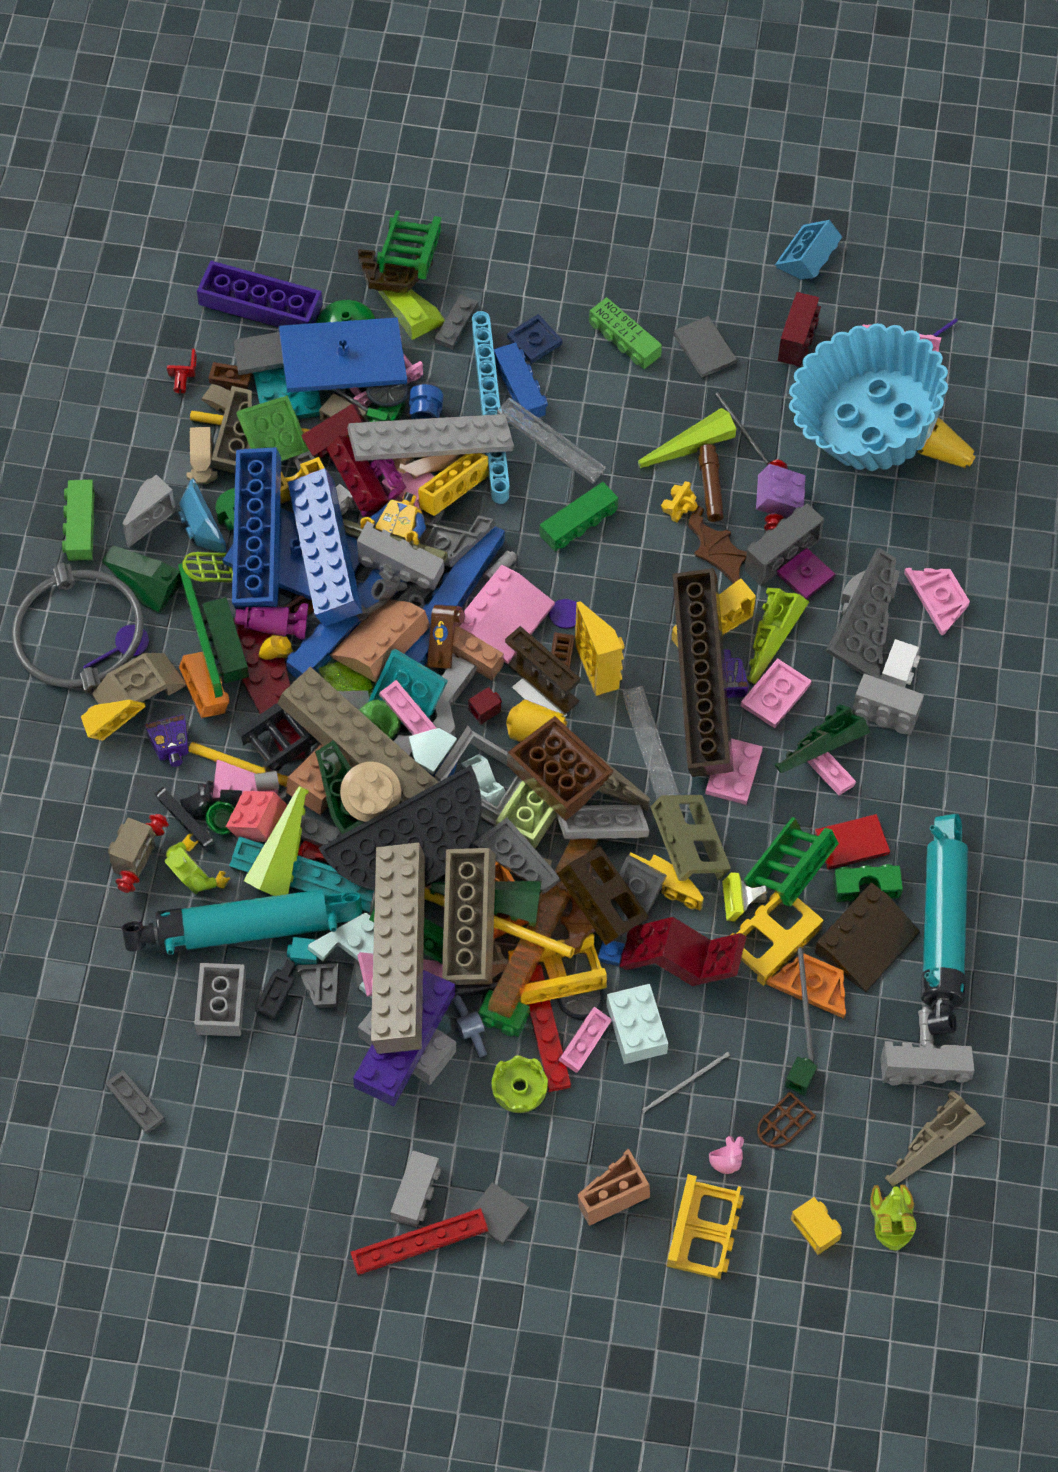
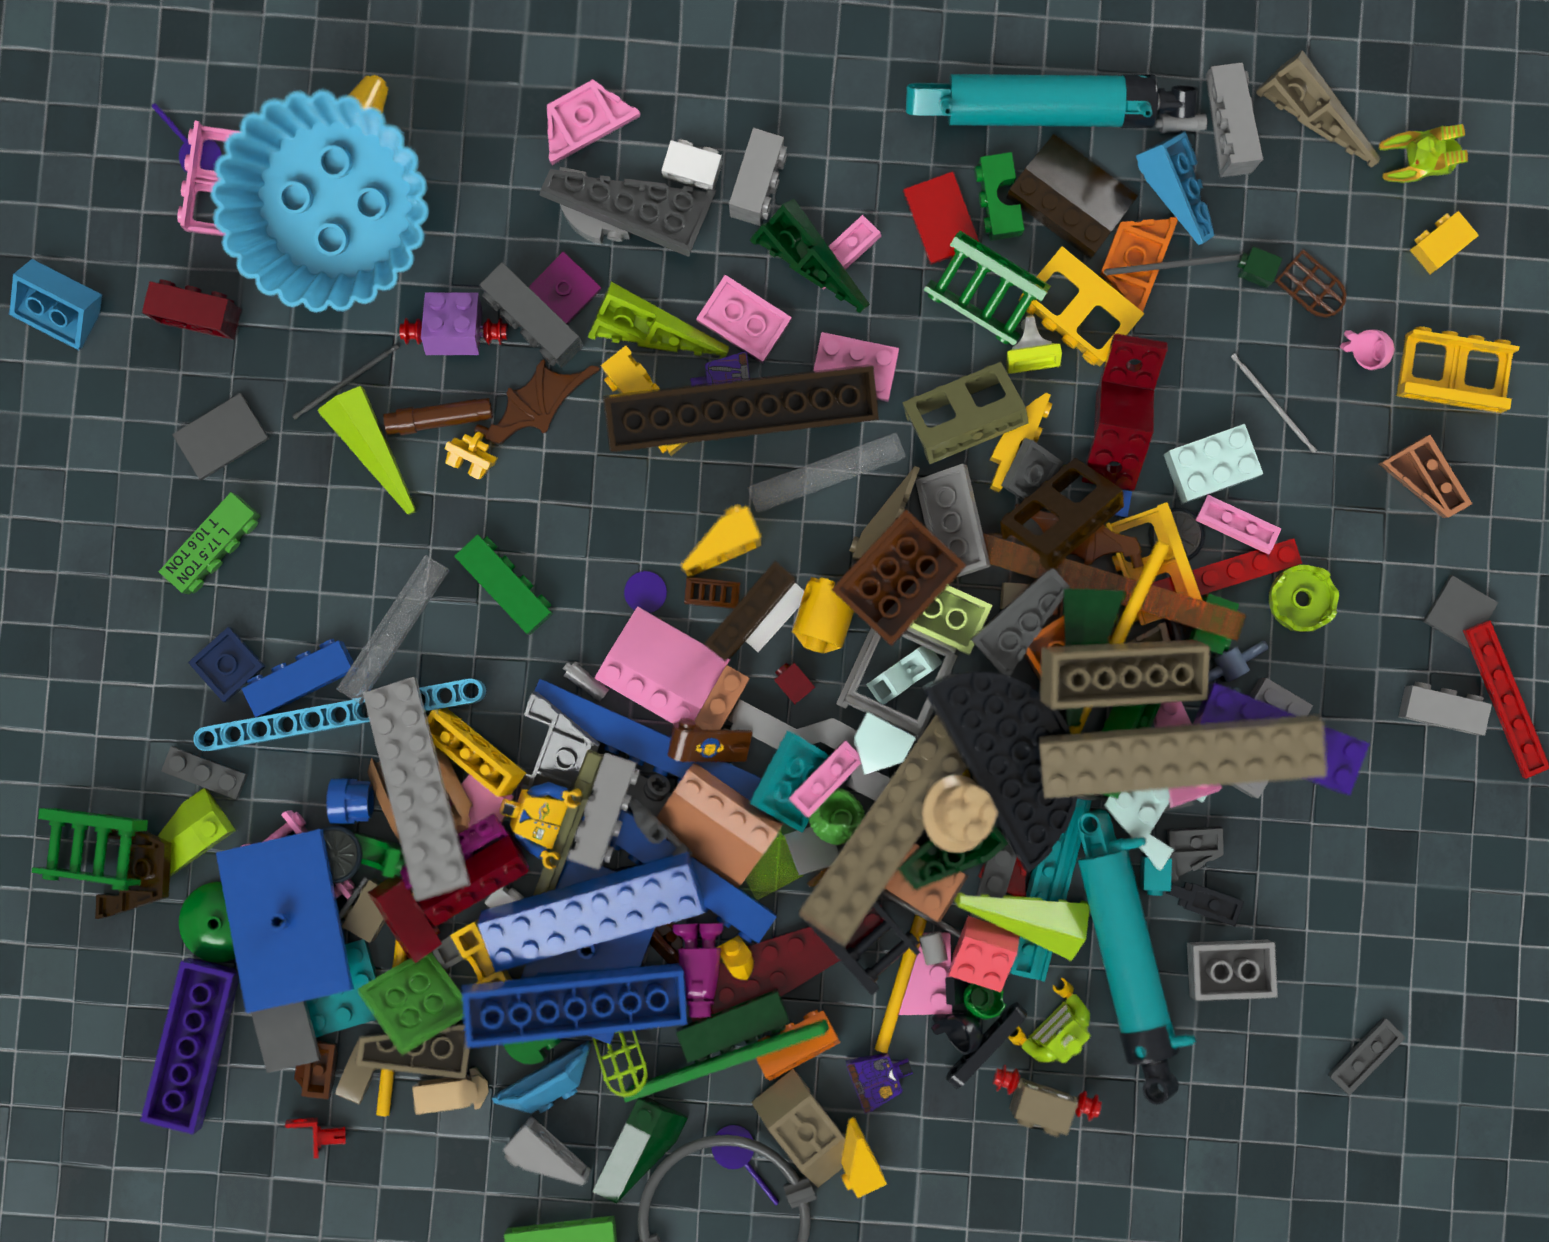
camera: 90 degrees left, 25 degrees up
(875, 1018) = (1172, 176): none -> dark azure wedge

